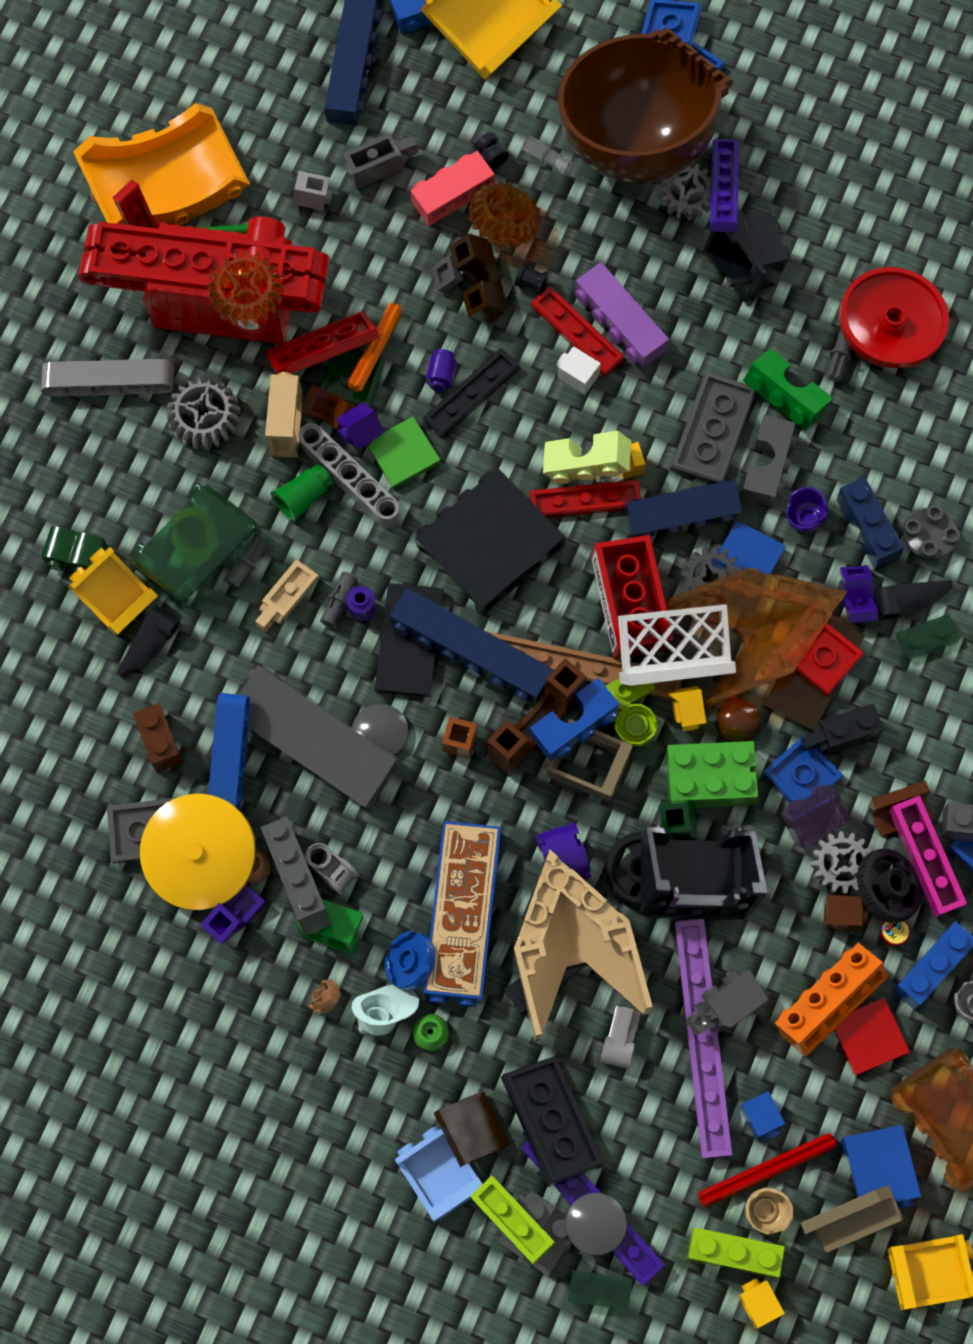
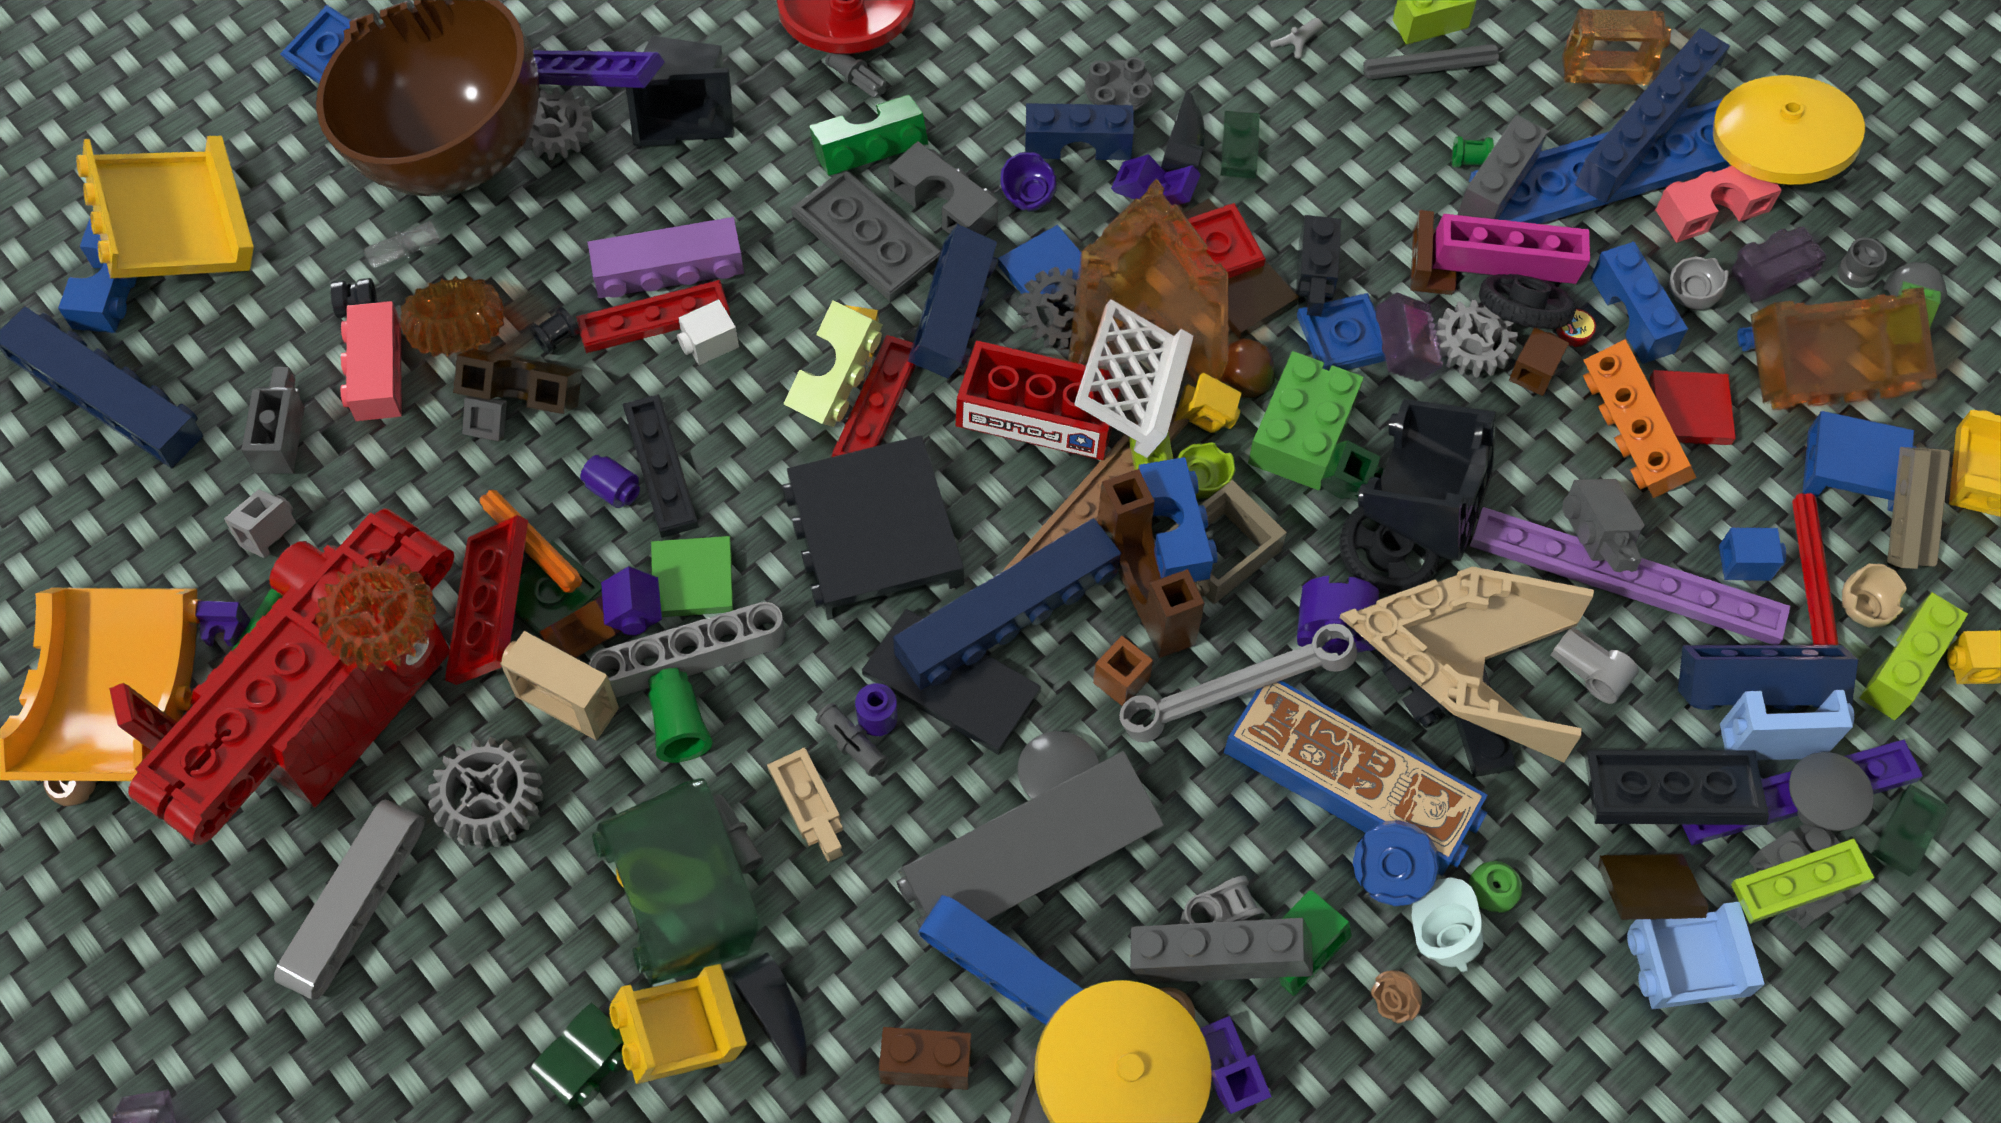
camera: 70 degrees left, 10 degrees down
(239, 208) = (221, 618): none -> dark purple tile
(483, 811) = (1239, 683): none -> light grey piece
(624, 1186) = (1788, 733): none -> light blue panel
(666, 1154) = (1782, 672): none -> dark blue brick

